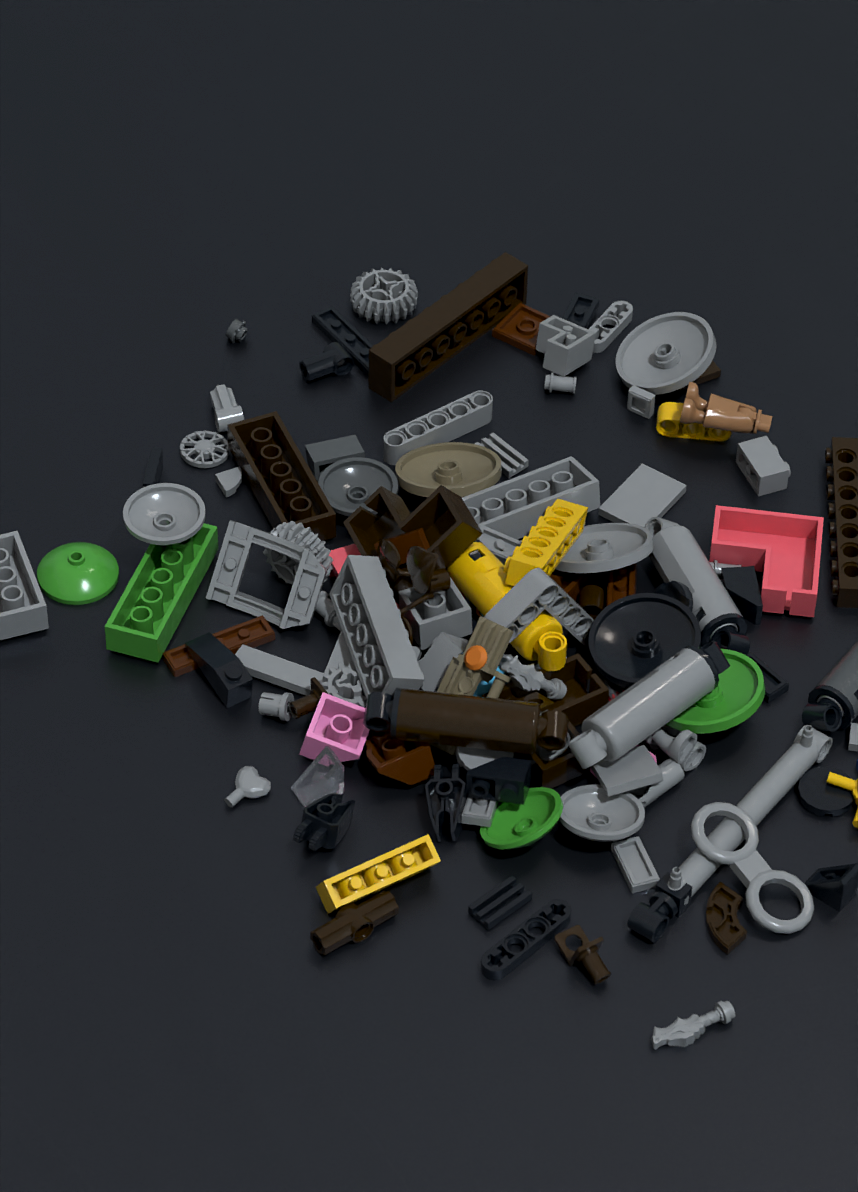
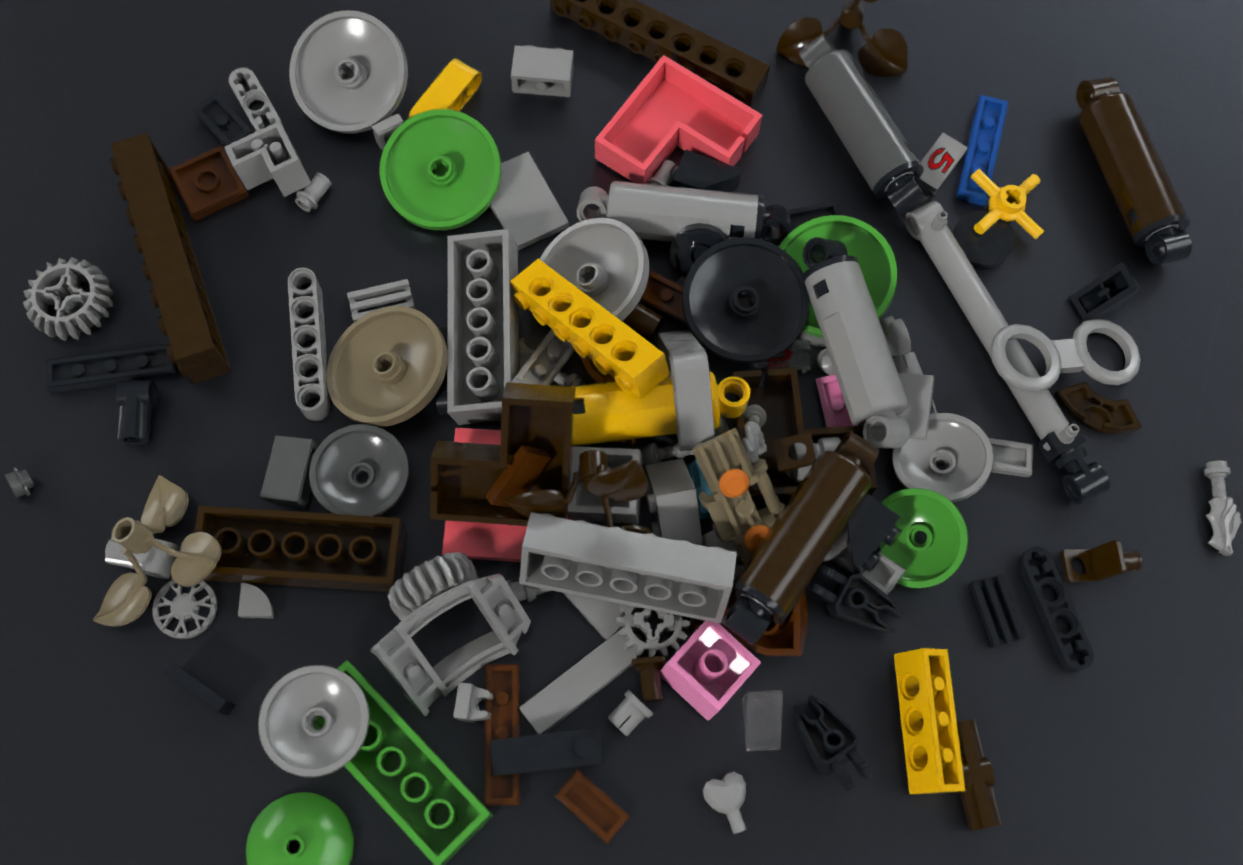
camera: 65 degrees left, 25 degrees up
(196, 714) = (592, 806): none -> reddish brown tile
(228, 613) = (468, 702): none -> light grey tile
(231, 385) = (194, 562): none -> dark tan plant
(628, 438) = (440, 169): none -> bright green dish
(722, 413) = (465, 68): medium nougat piece -> none

